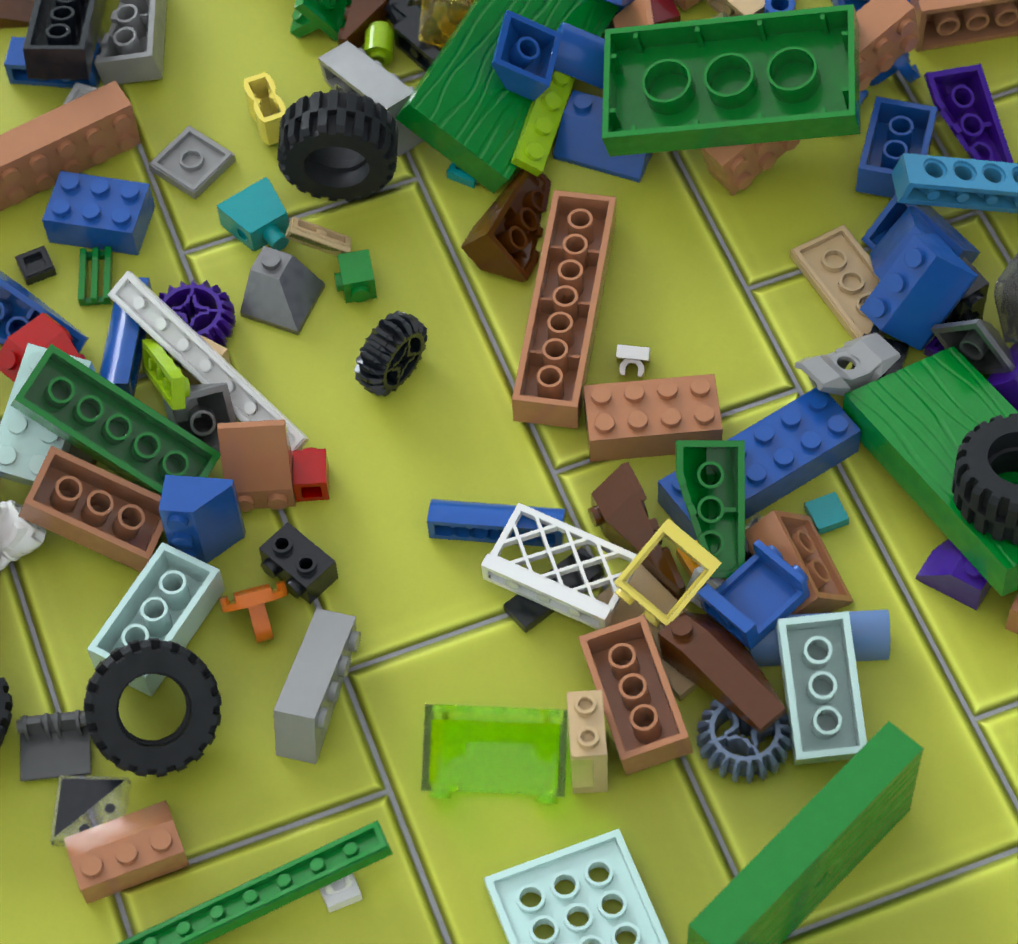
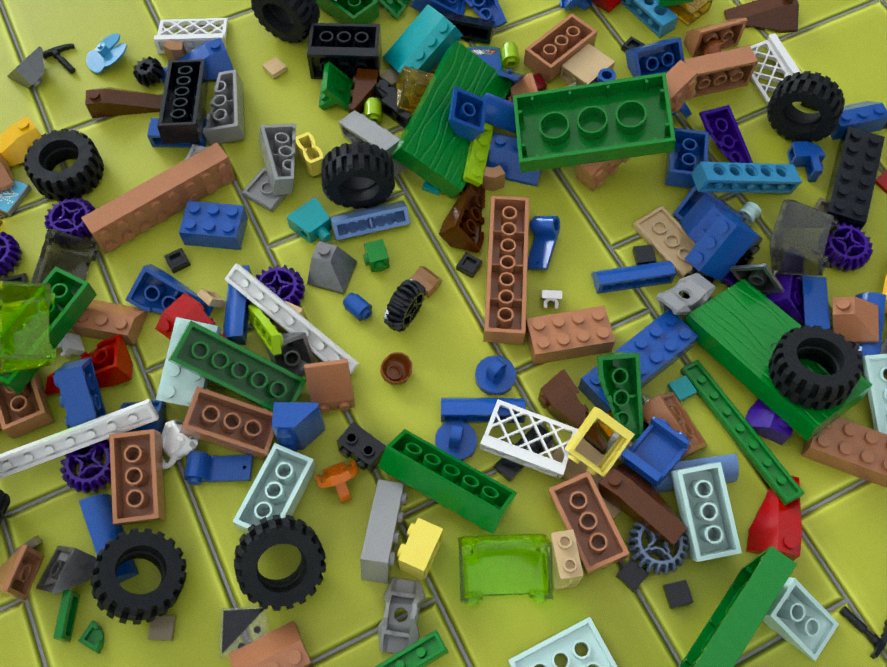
camera: 10 degrees left, 5 degrees up
(51, 578) = (206, 468): none -> blue door
(54, 745) = (215, 587): dark grey hinge -> none
(85, 325) = (211, 298): none -> tan tile
(95, 255) = (214, 252): green tile -> none
(214, 105) = (278, 153): none -> light grey wedge
(310, 474) = (363, 386): red brick -> none
(316, 353) = (357, 306): none -> blue brick
(318, 237) = (351, 232): tan slope -> none
(334, 779) = (398, 635): none -> light grey piece
(363, 217) = (370, 220): none -> medium blue brick
(366, 450) = (396, 368): none -> dark orange hair
(369, 711) = (420, 549): none -> light yellow brick
(424, 616) = (447, 480): none -> green brick
(436, 319) = (427, 279): none -> medium nougat piece
(448, 566) = (456, 439): none -> blue tile
(507, 300) = (469, 265): none -> black tile
(525, 473) = (495, 375): none -> blue tile
(565, 164) = (493, 178): none -> medium nougat piece
(641, 253) = (546, 234): none -> blue door
(697, 779) = (632, 575): none -> black tile
(765, 811) = (678, 594): none -> black tile
(776, 335) = (633, 276): none -> blue brick
(801, 302) = (644, 254): none -> black tile
(909, 583) = (743, 434): none -> green tile
(945, 855) = (800, 619): none -> light aqua slope
(947, 714) = (776, 527): none -> red wedge
(990, 243) = (751, 212): none -> light aqua wheel

